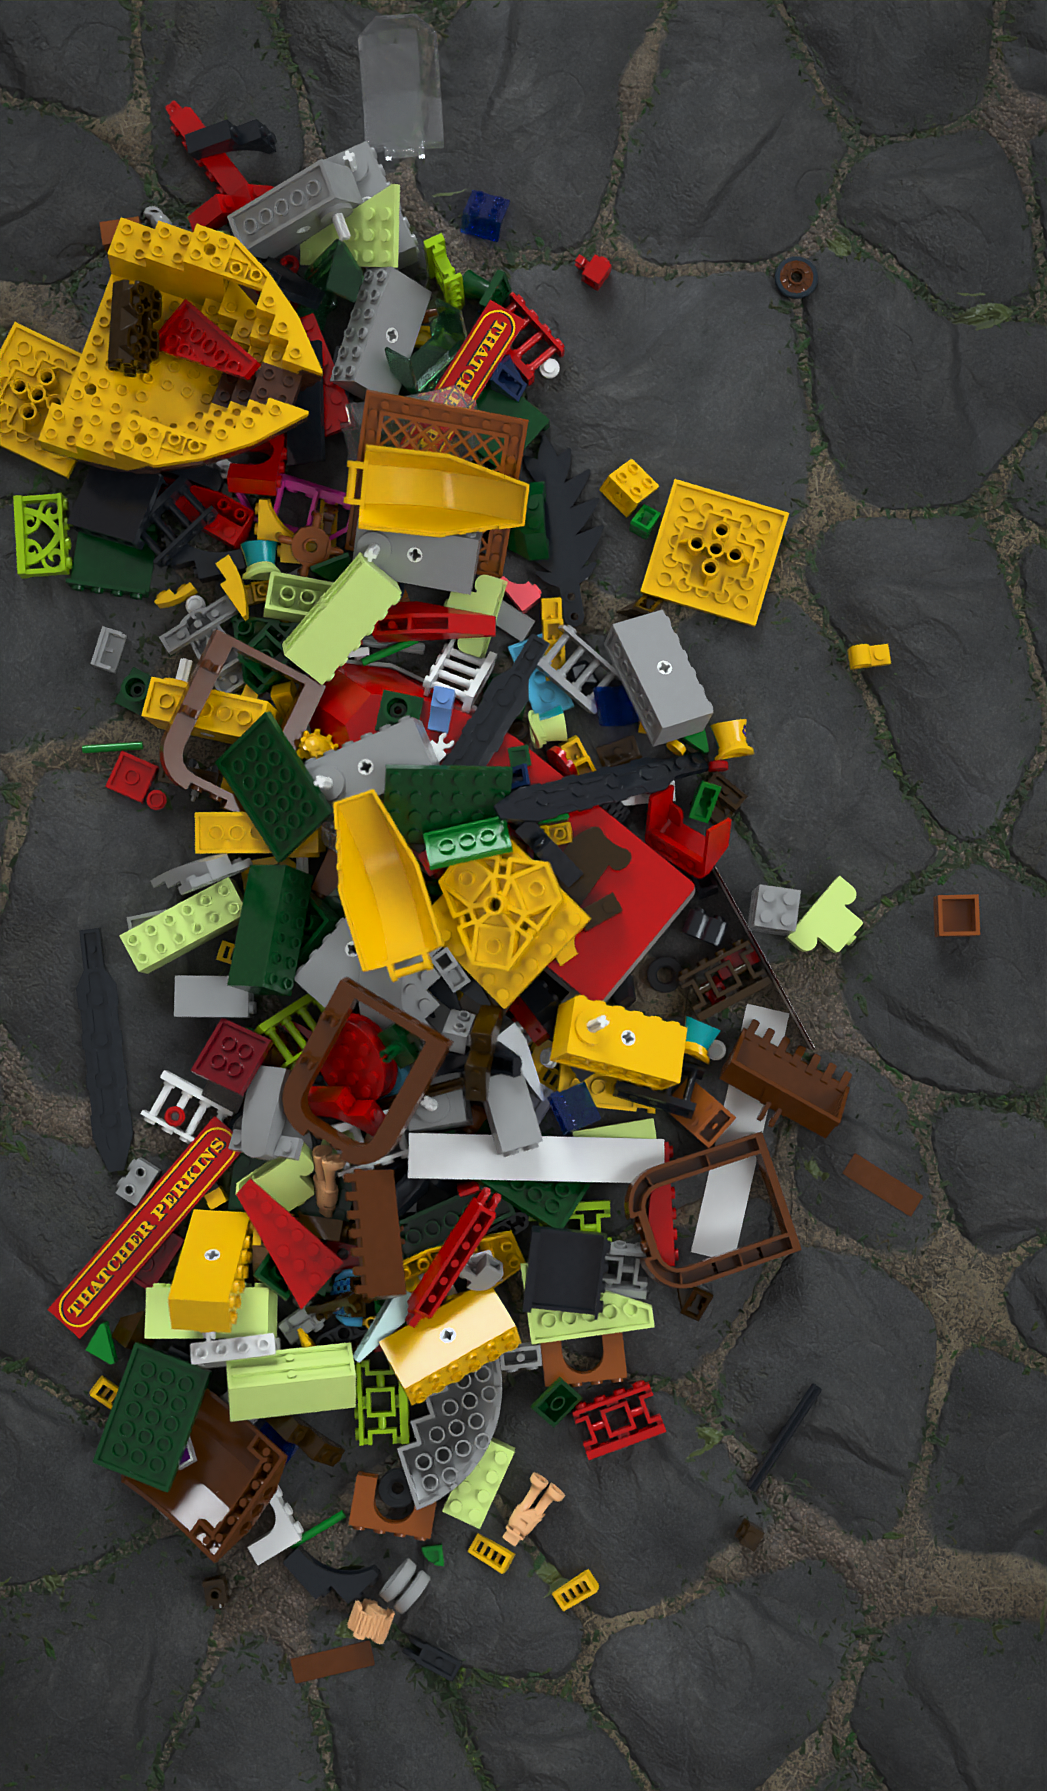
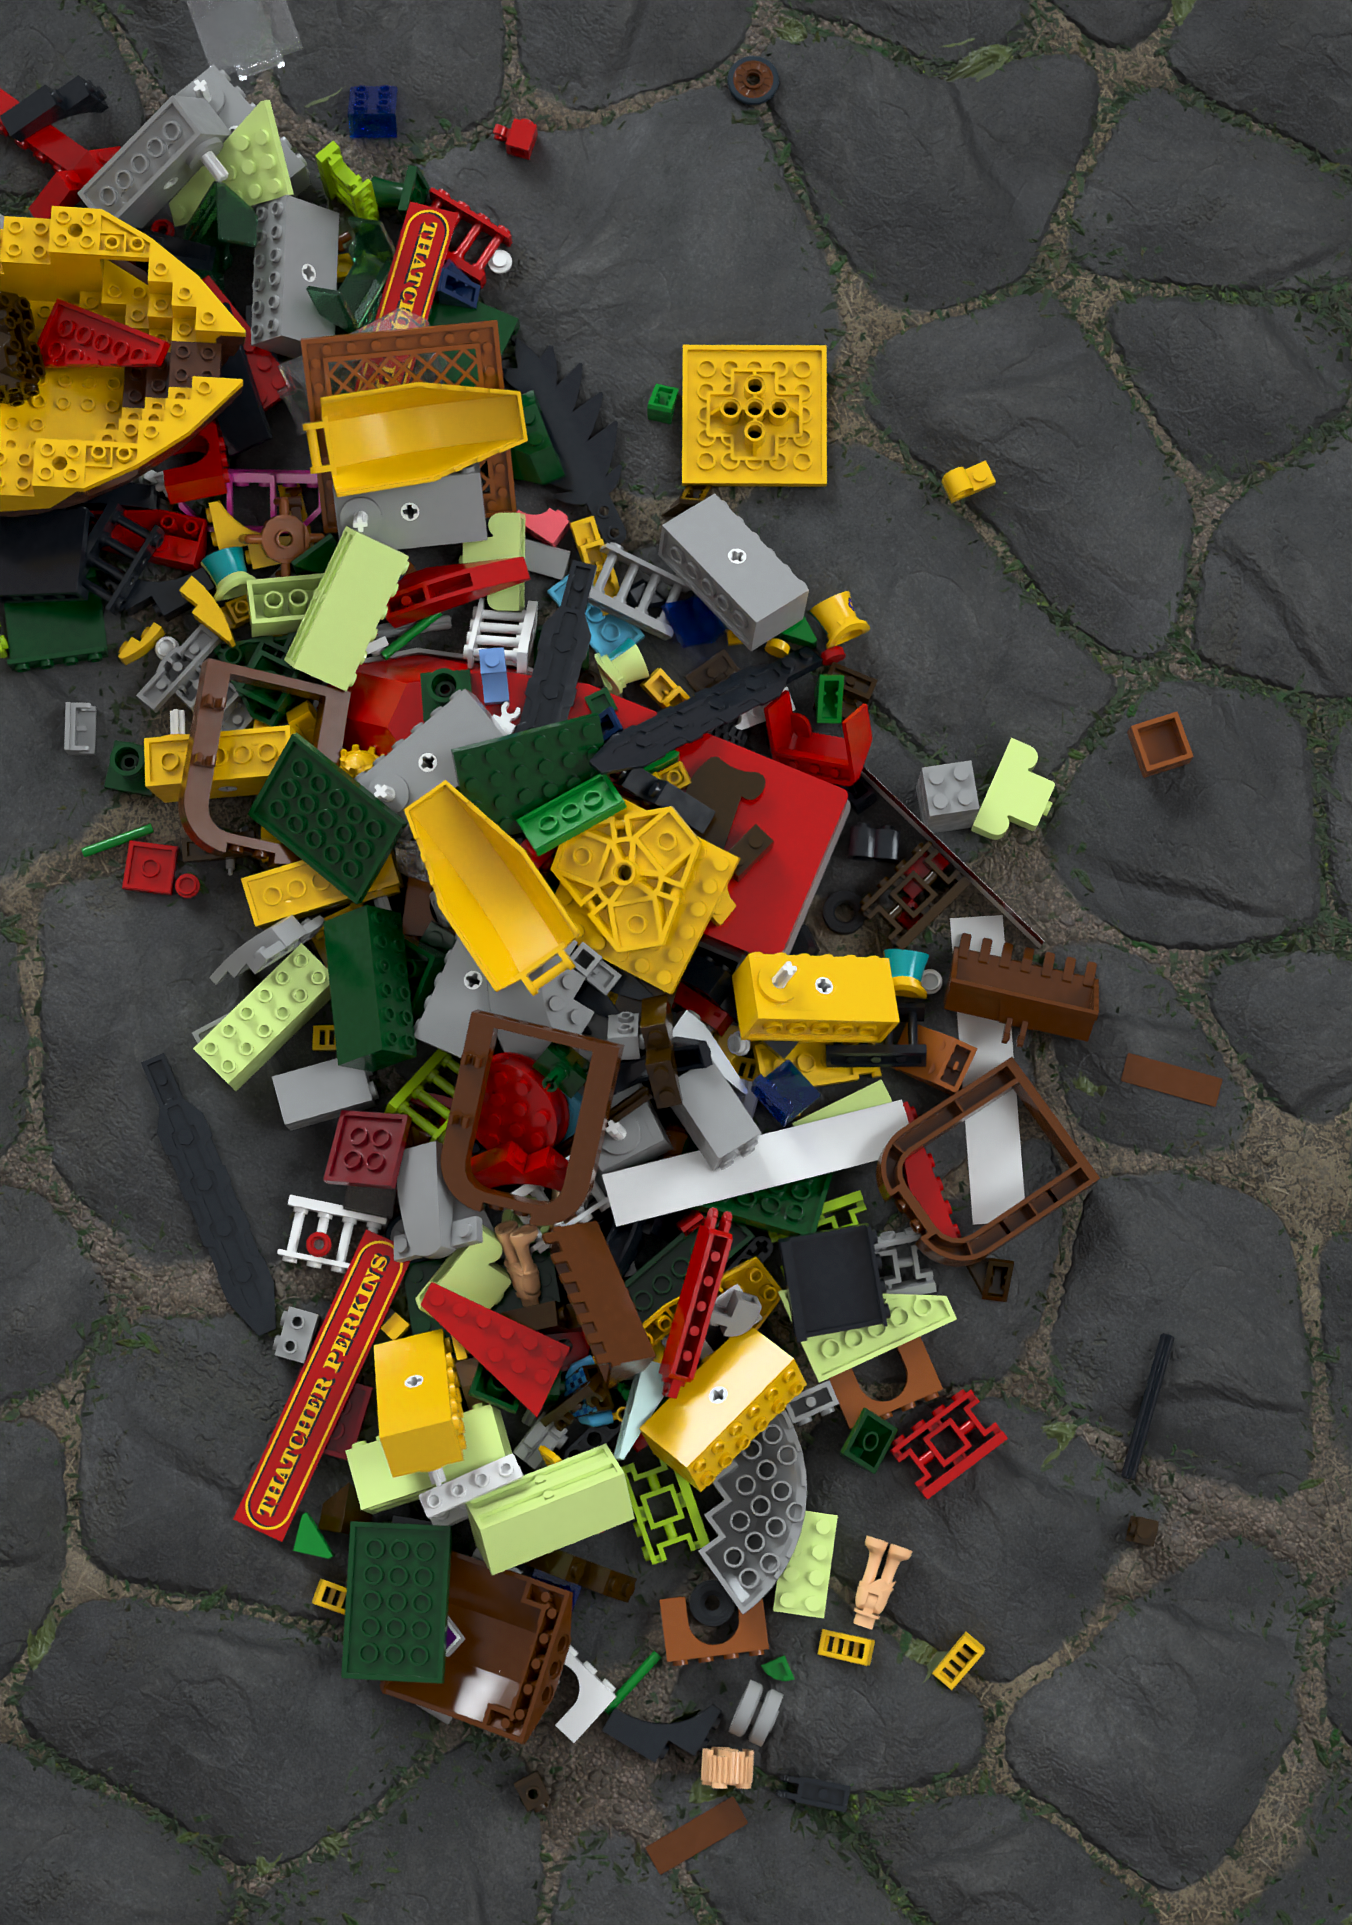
camera: 20 degrees left, 5 degrees down
(559, 762) = (643, 696): red tile -> none
(628, 487) = (631, 370): yellow bracket -> none

